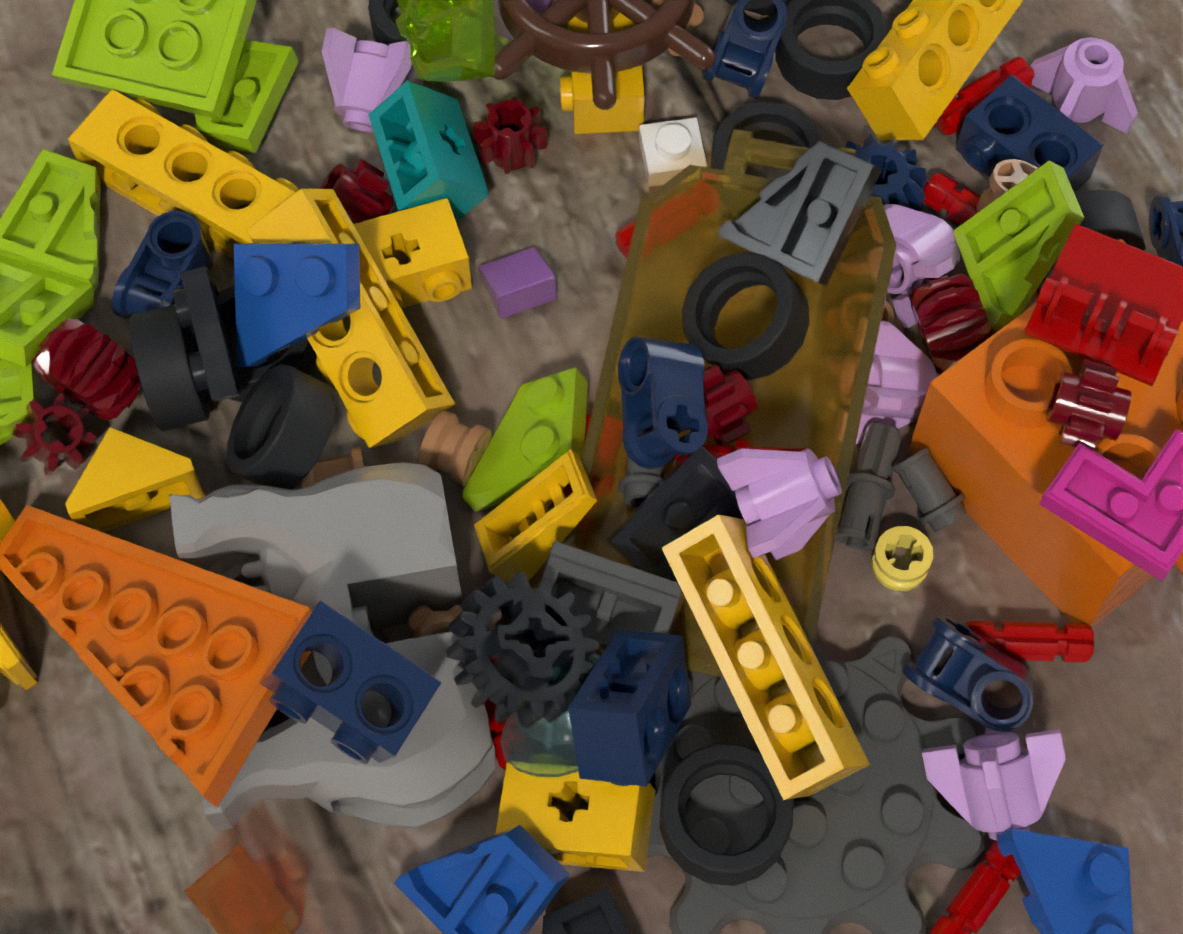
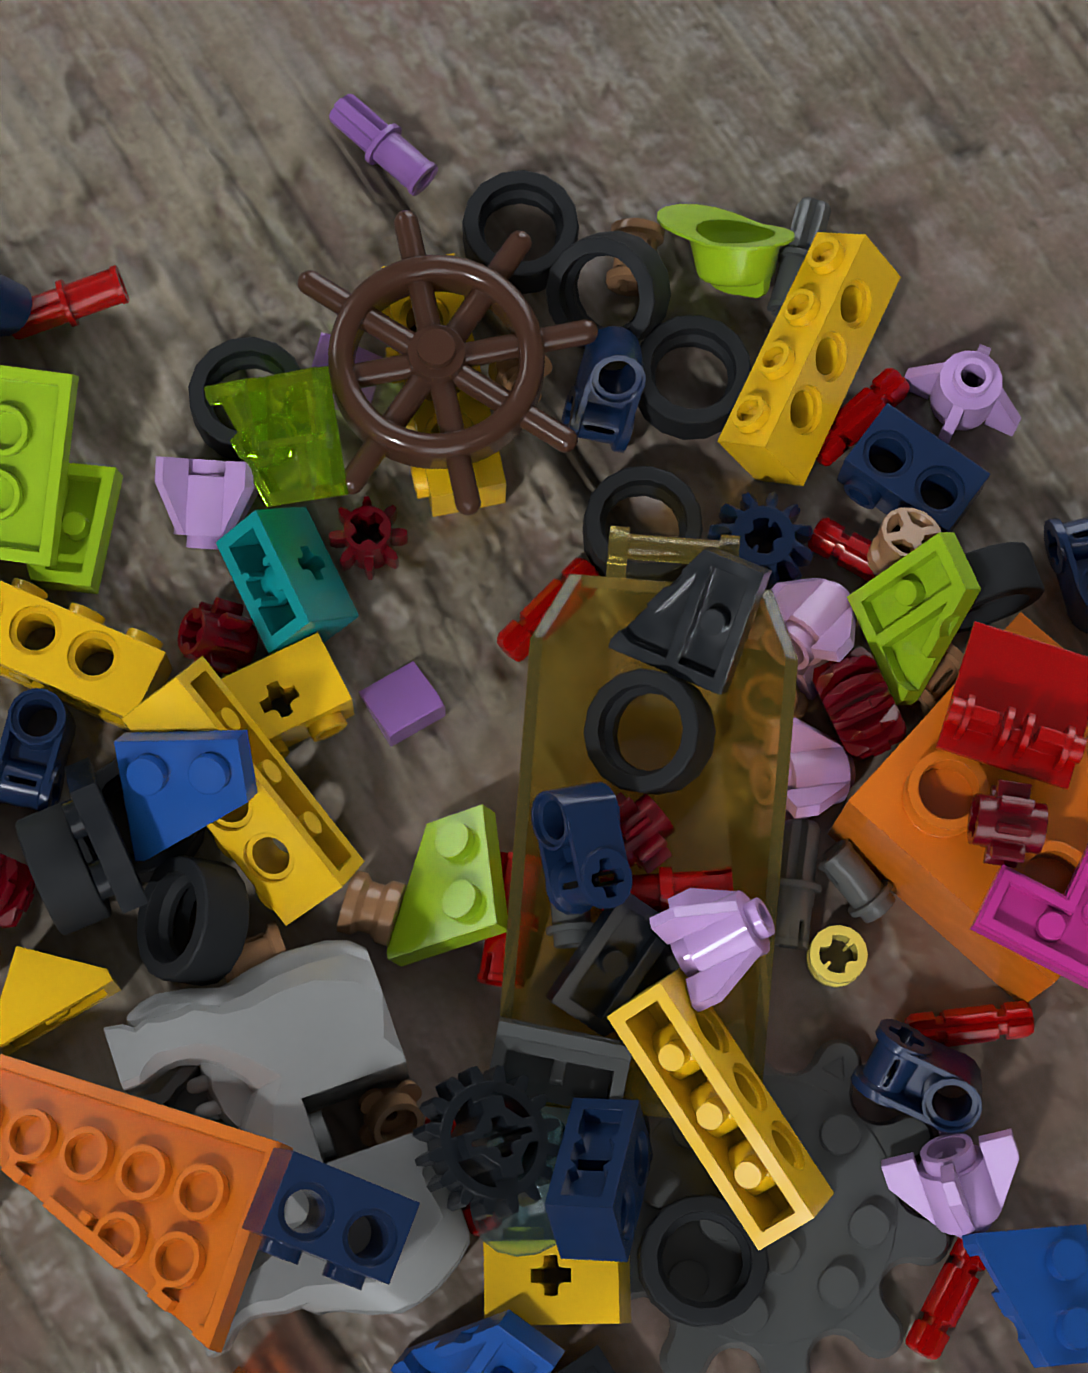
camera: 15 degrees left, 10 degrees up
(522, 530) = (433, 991): yellow slope -> none
(670, 148) = (541, 528): white plate -> none

